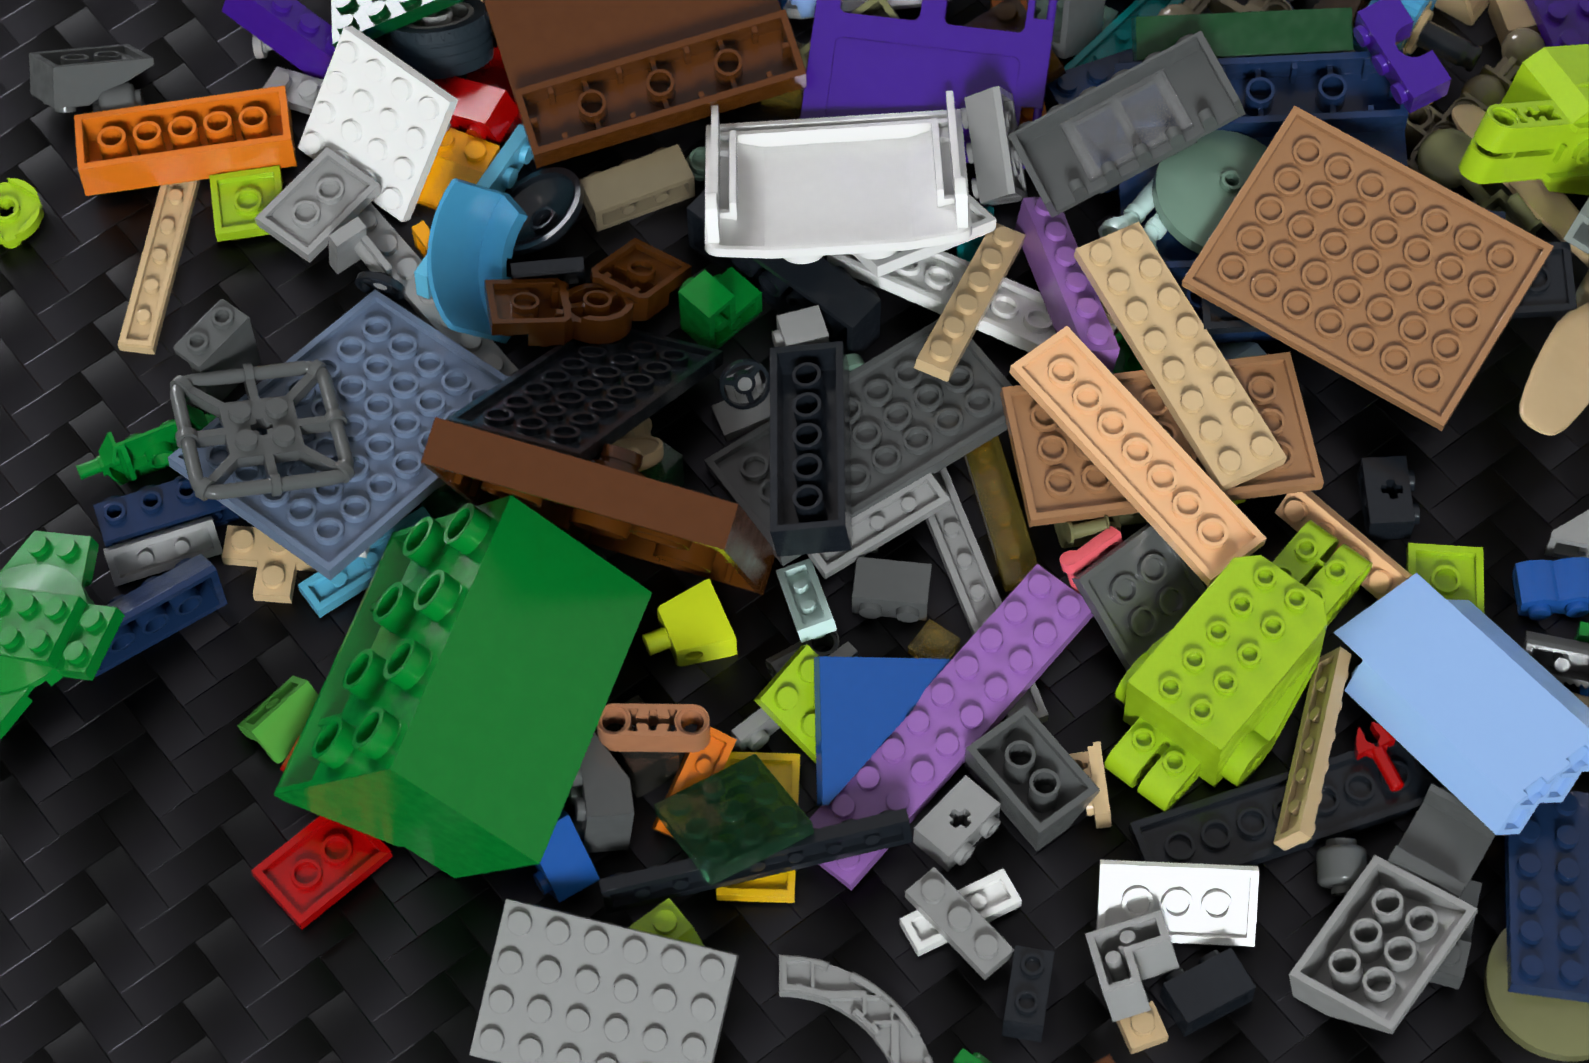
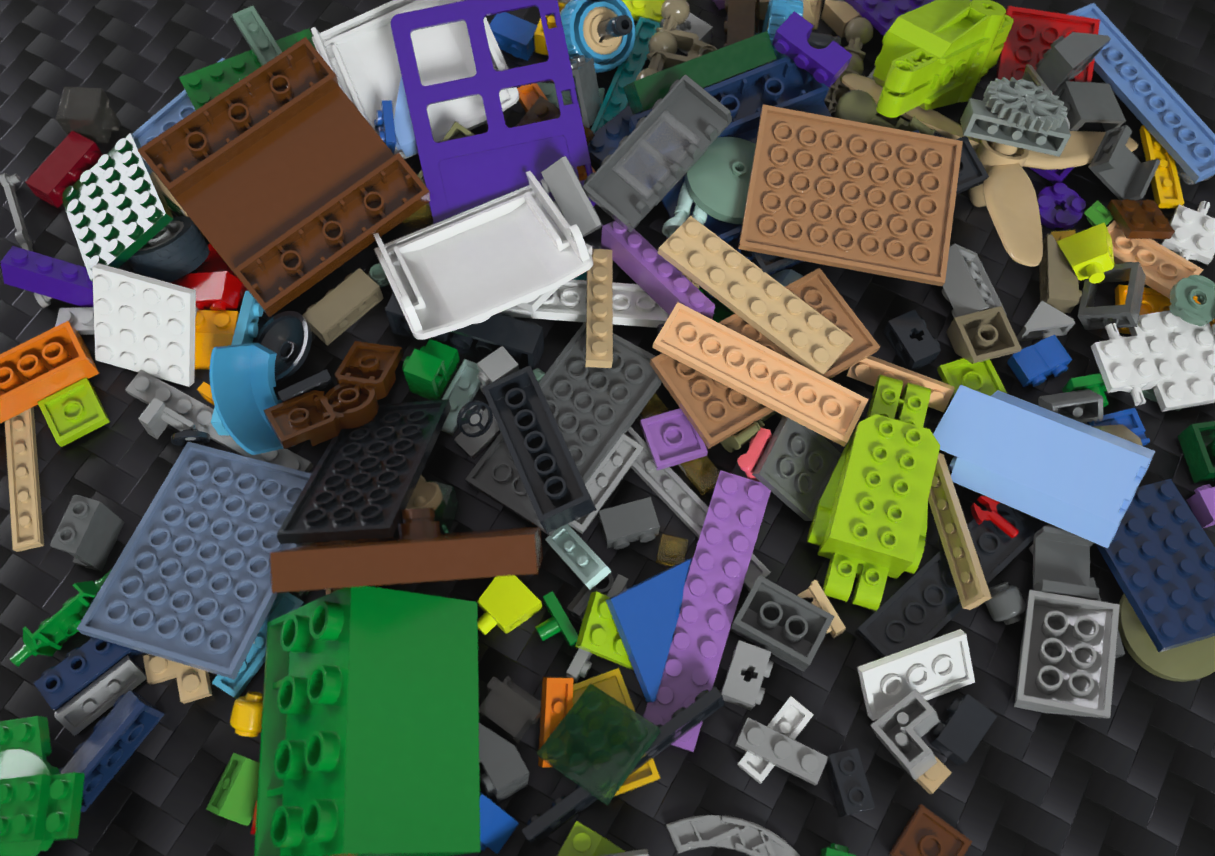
camera: 25 degrees left, 5 degrees up
(246, 445) = (135, 600): dark grey plate -> none
(317, 204) = (123, 396): light grey plate -> none
(326, 636) = (247, 714): none -> yellow head
(654, 740) = (521, 690): nougat beam -> none
(744, 674) = (557, 623): none -> green tile
(750, 343) = (460, 392): none -> light aqua tile
(991, 504) = (672, 439): none -> medium lavender plate
(1485, 521) = (983, 335): none -> dark tan slope
(1503, 456) = (967, 283): none -> light grey slope

